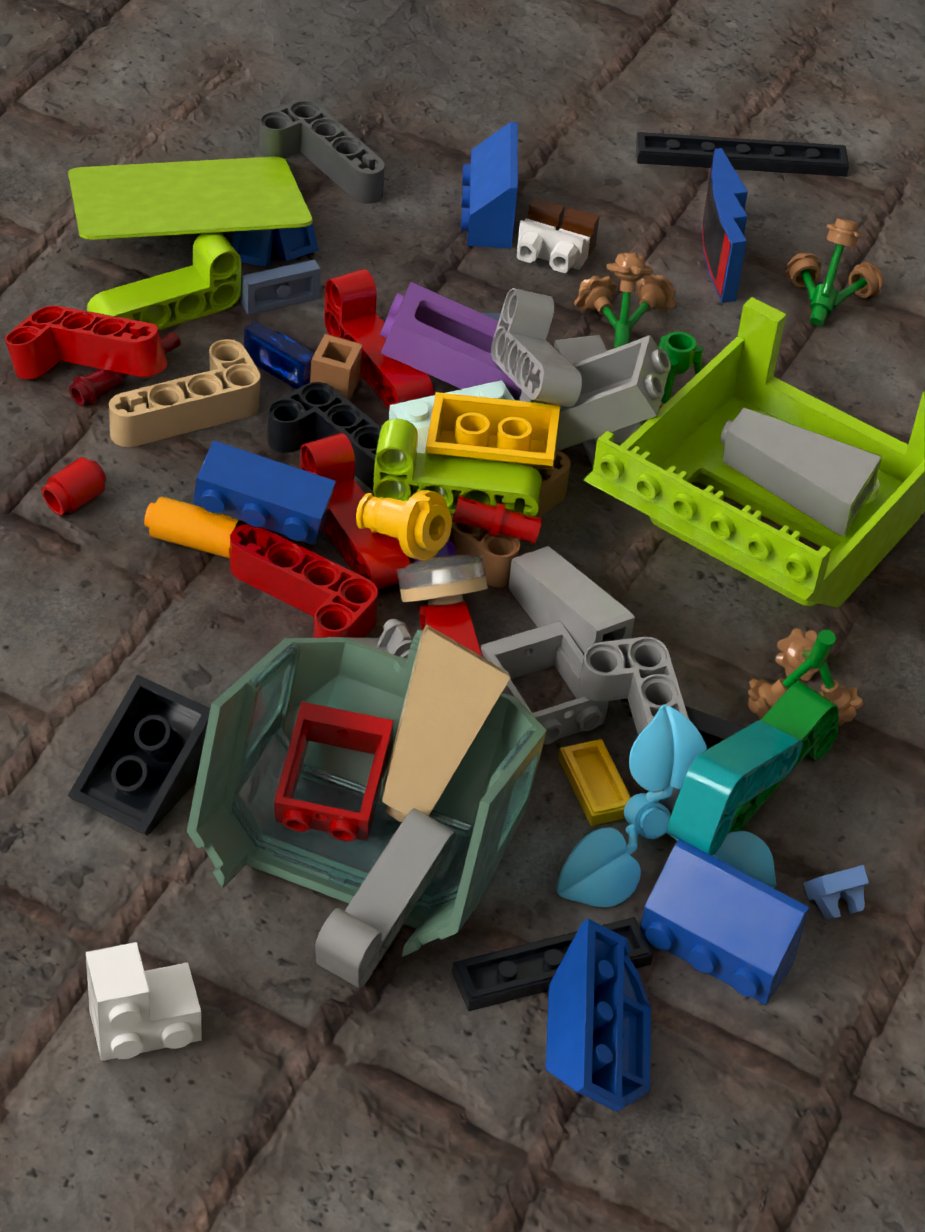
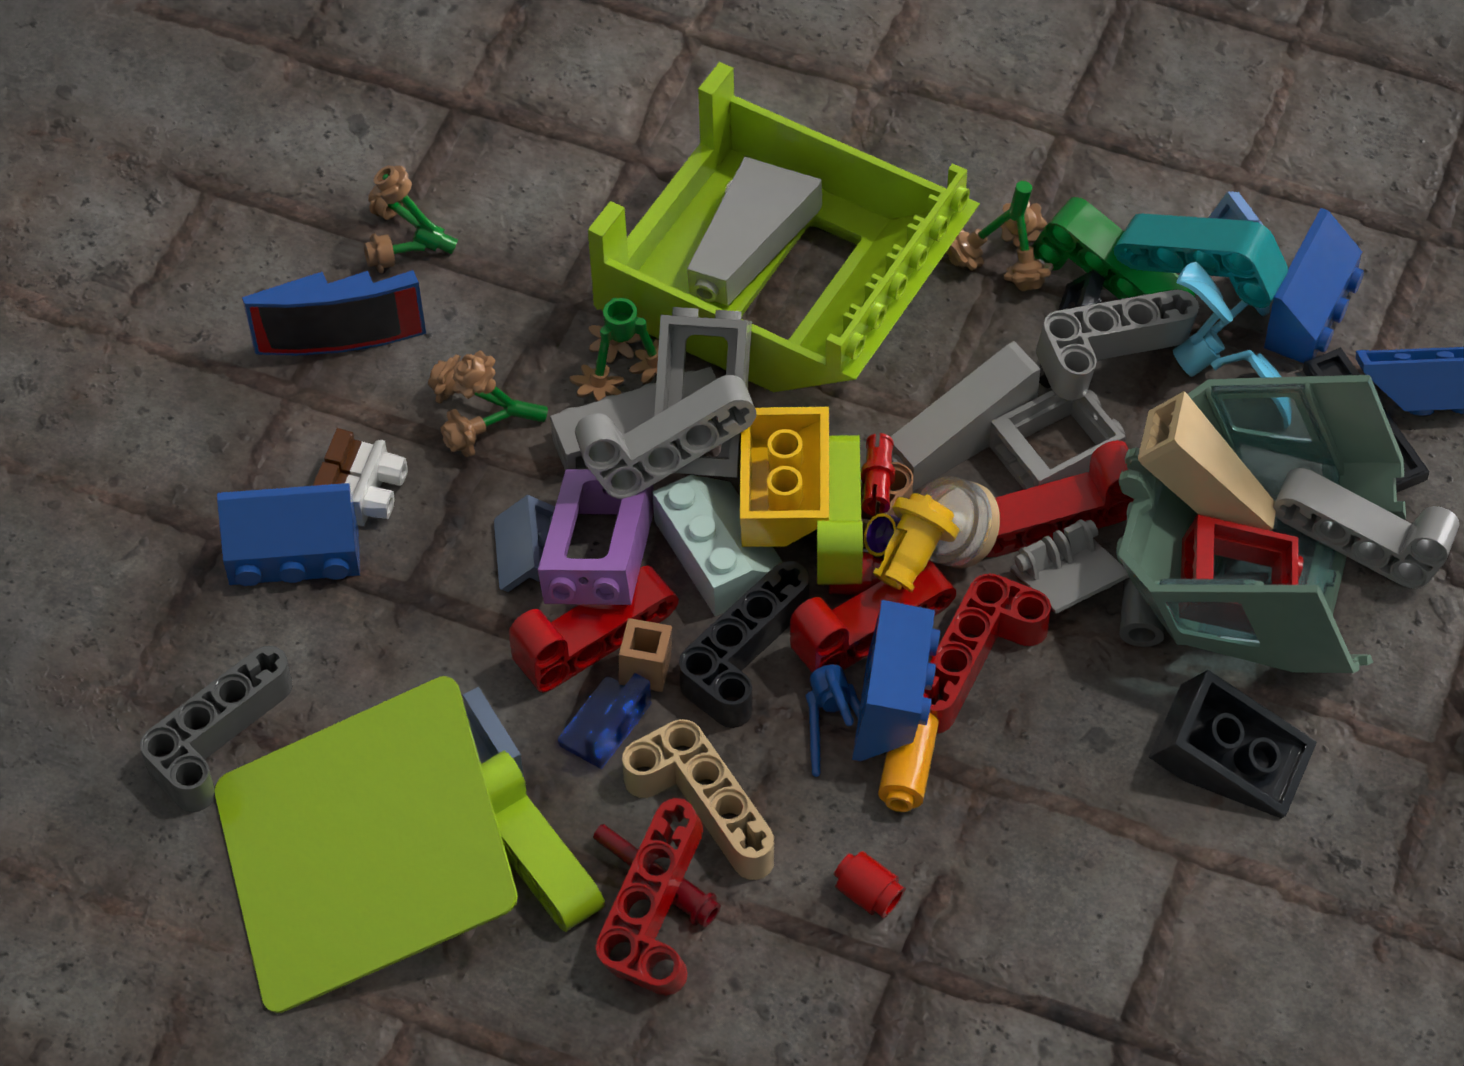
camera: 90 degrees left, 10 degrees up
(595, 781) = (1132, 404): yellow tile -> none
(742, 154) = (154, 321): black tile -> none

